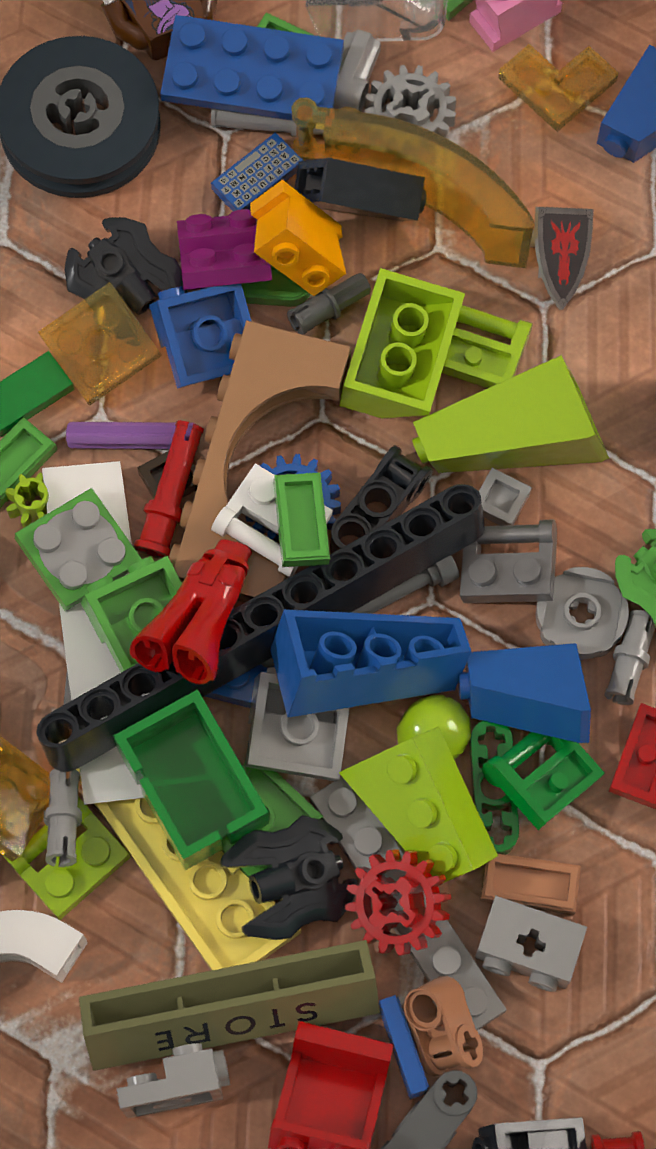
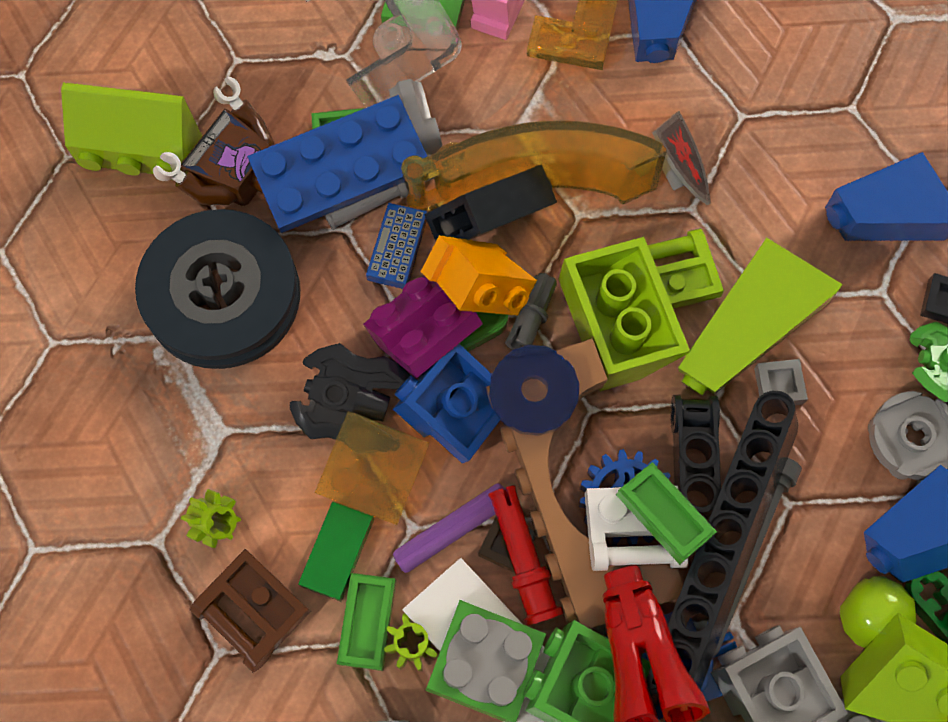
camera: 30 degrees left, 0 degrees up
(274, 381) = (529, 416): none -> clear blue tile
(364, 658) = (795, 602): blue wedge -> none
(414, 99) = (472, 108): light grey gear -> none
(511, 575) = (843, 441): flat silver plate -> none

